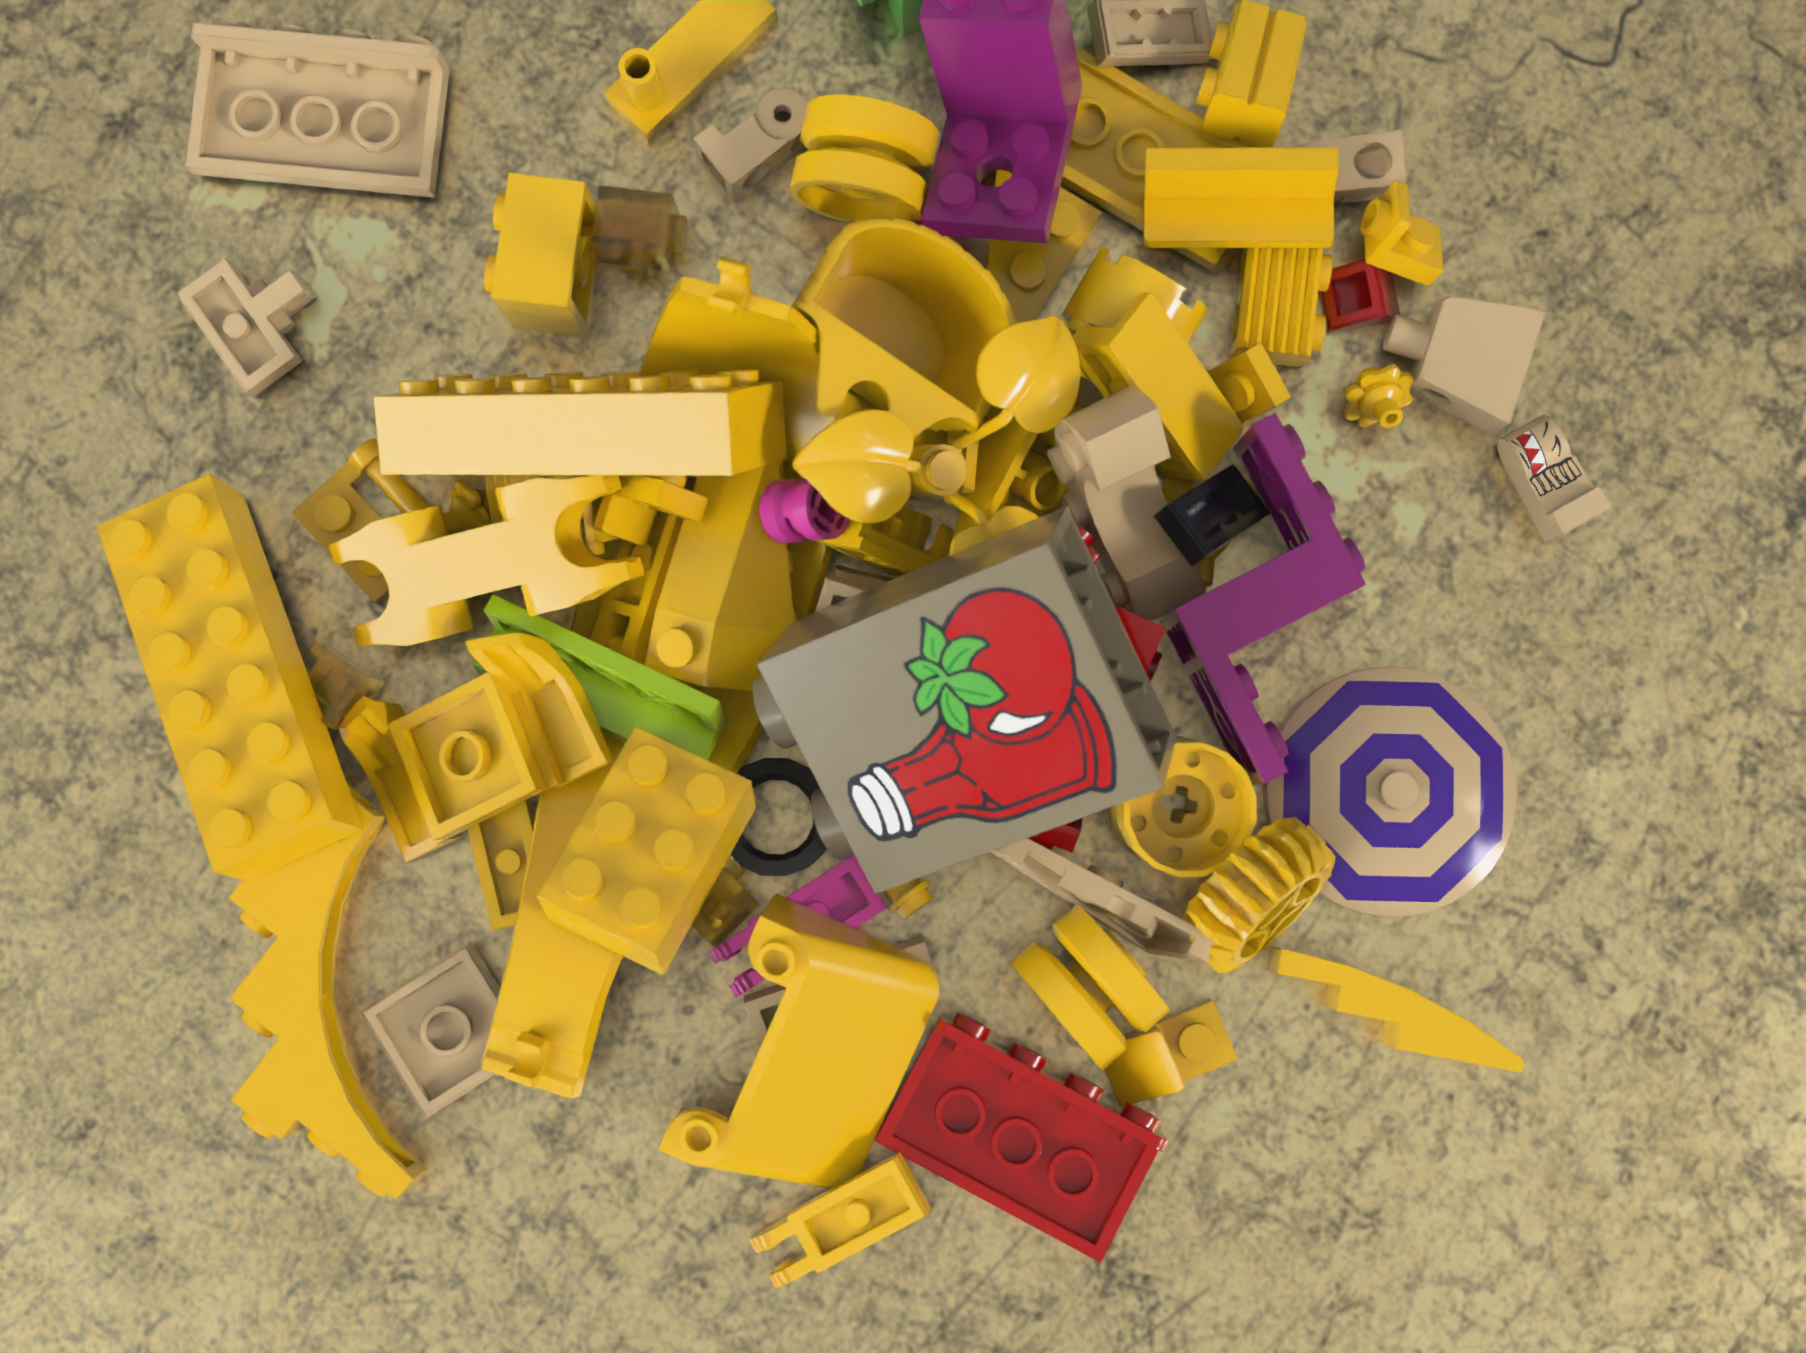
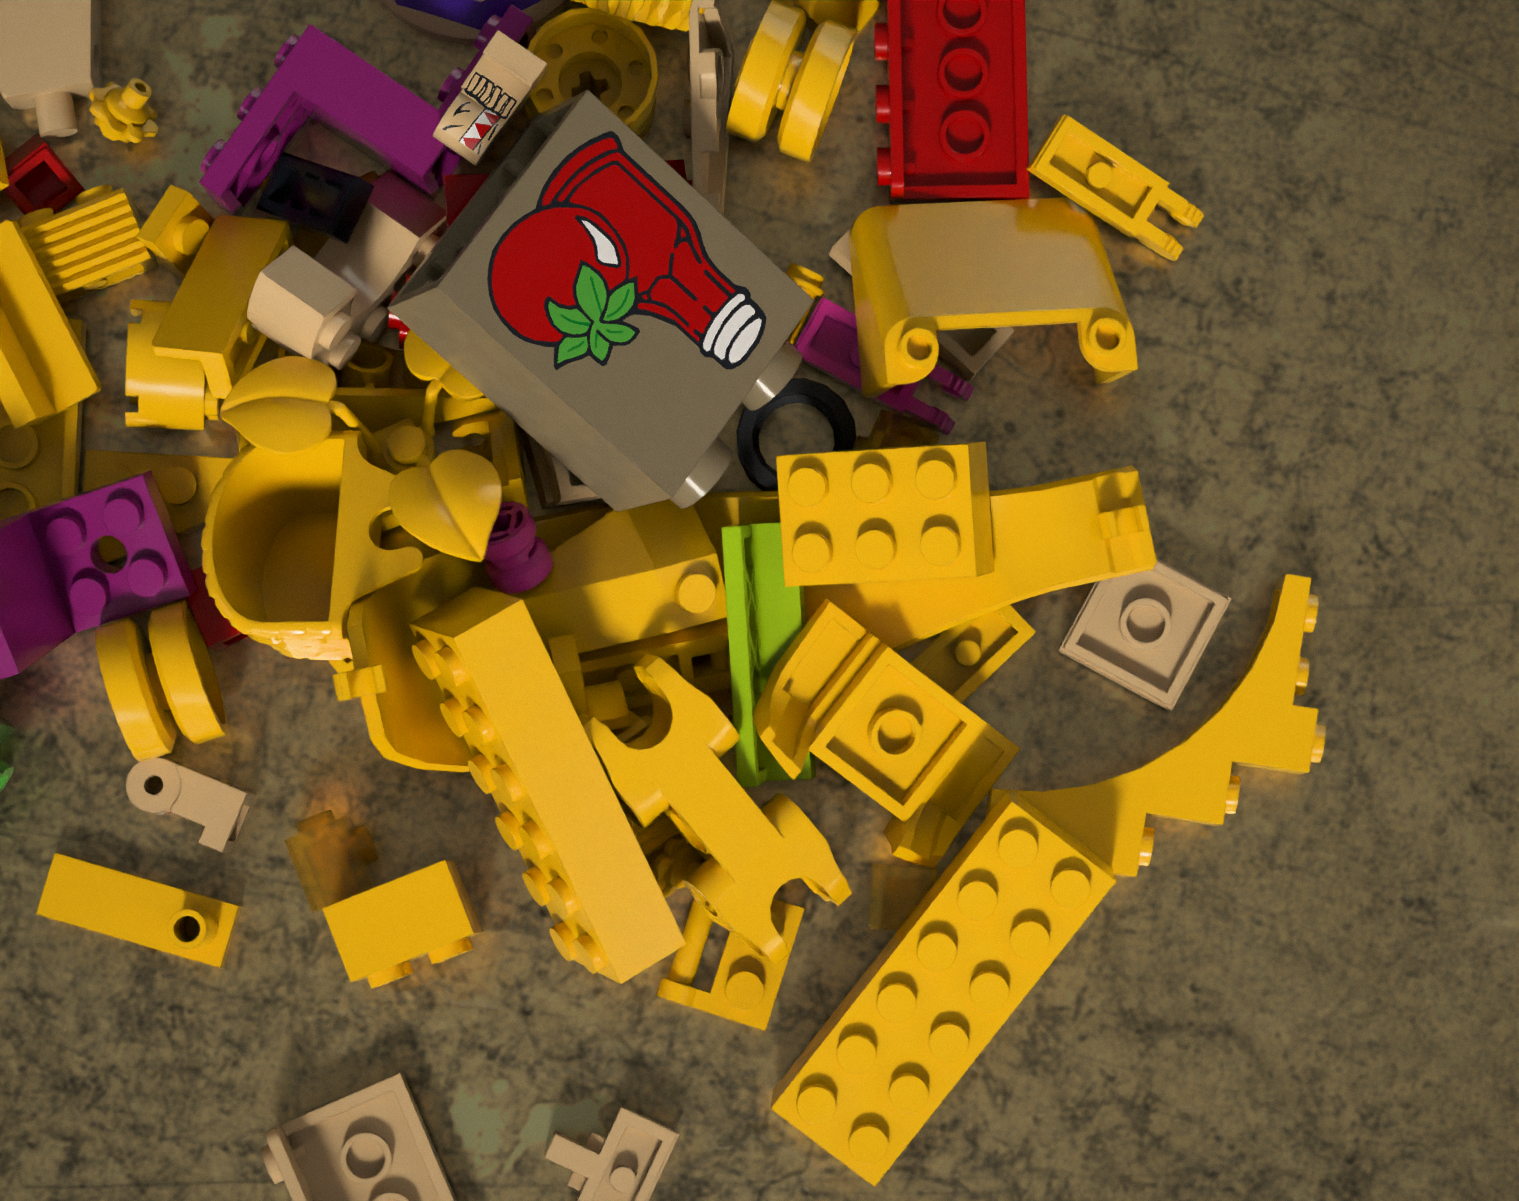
camera: 120 degrees left, 0 degrees up
(1209, 701) = (490, 98): none -> tan leg

